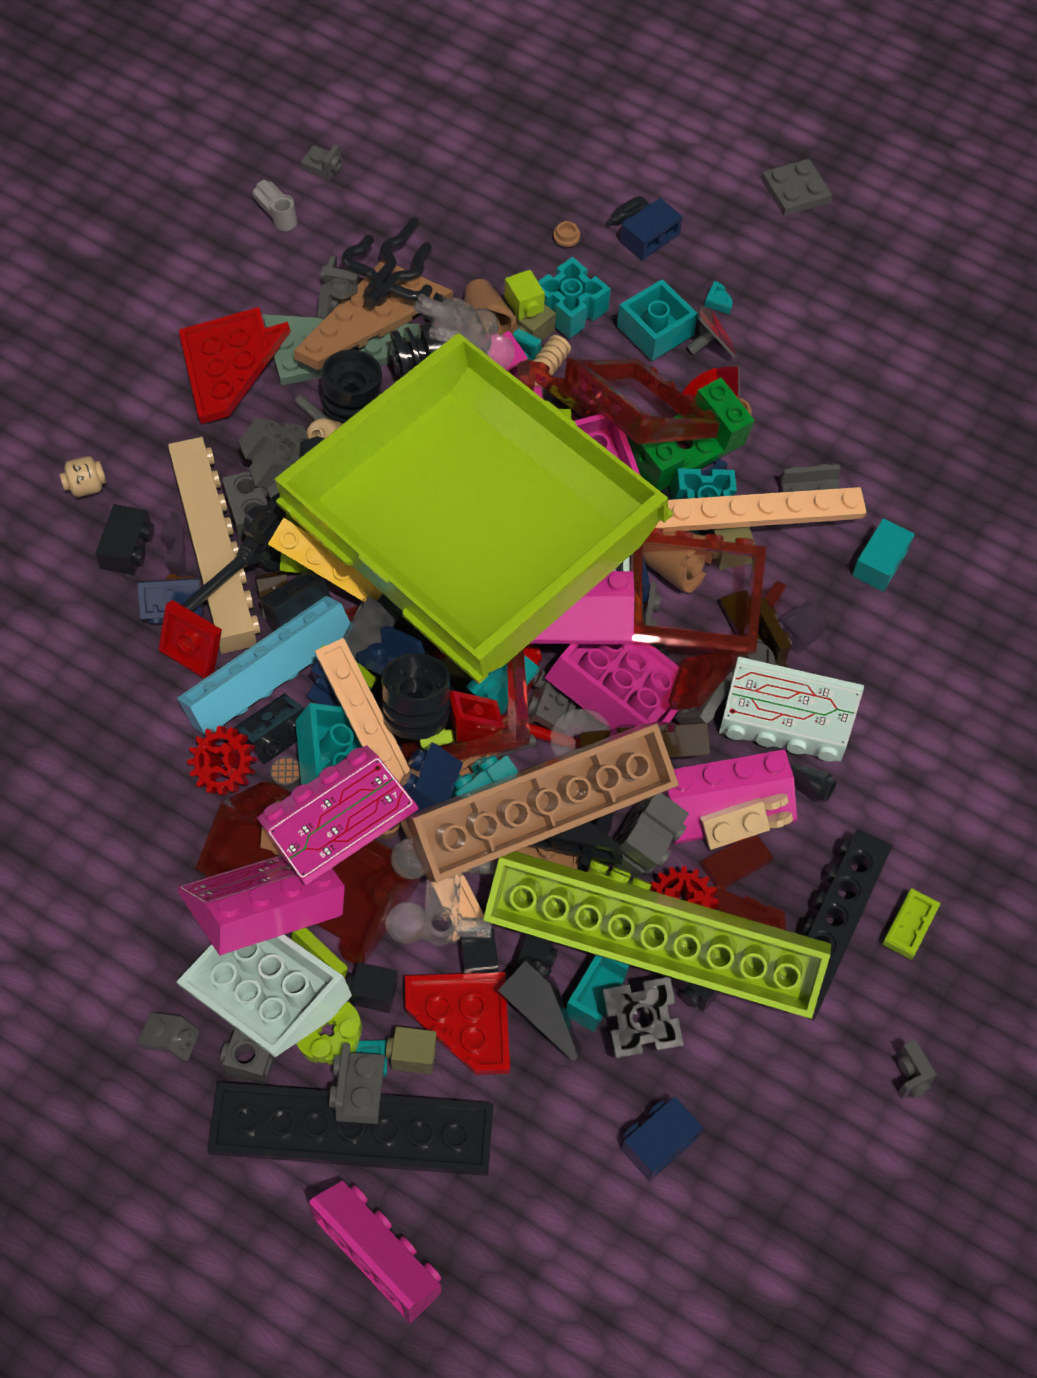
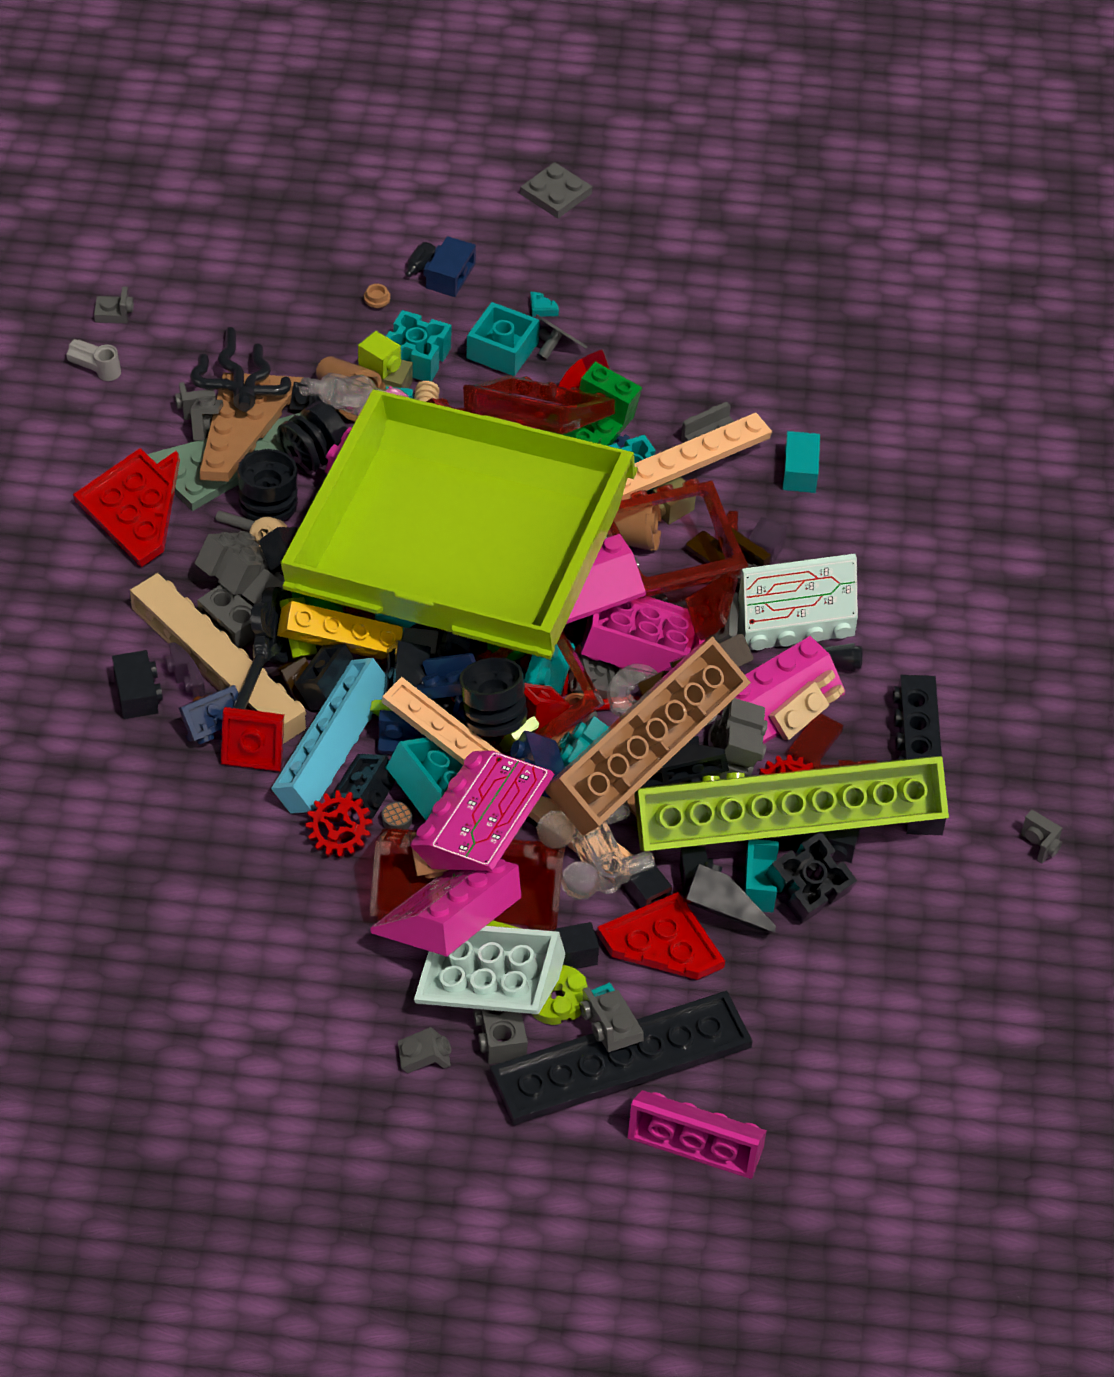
camera: 25 degrees left, 10 degrees down
(83, 476) = (64, 646): tan head -> none
(412, 1050) = (637, 979): olive brick -> none
(661, 1137) = (874, 962): dark blue brick -> none
(911, 924) = (980, 732): lime plate -> none

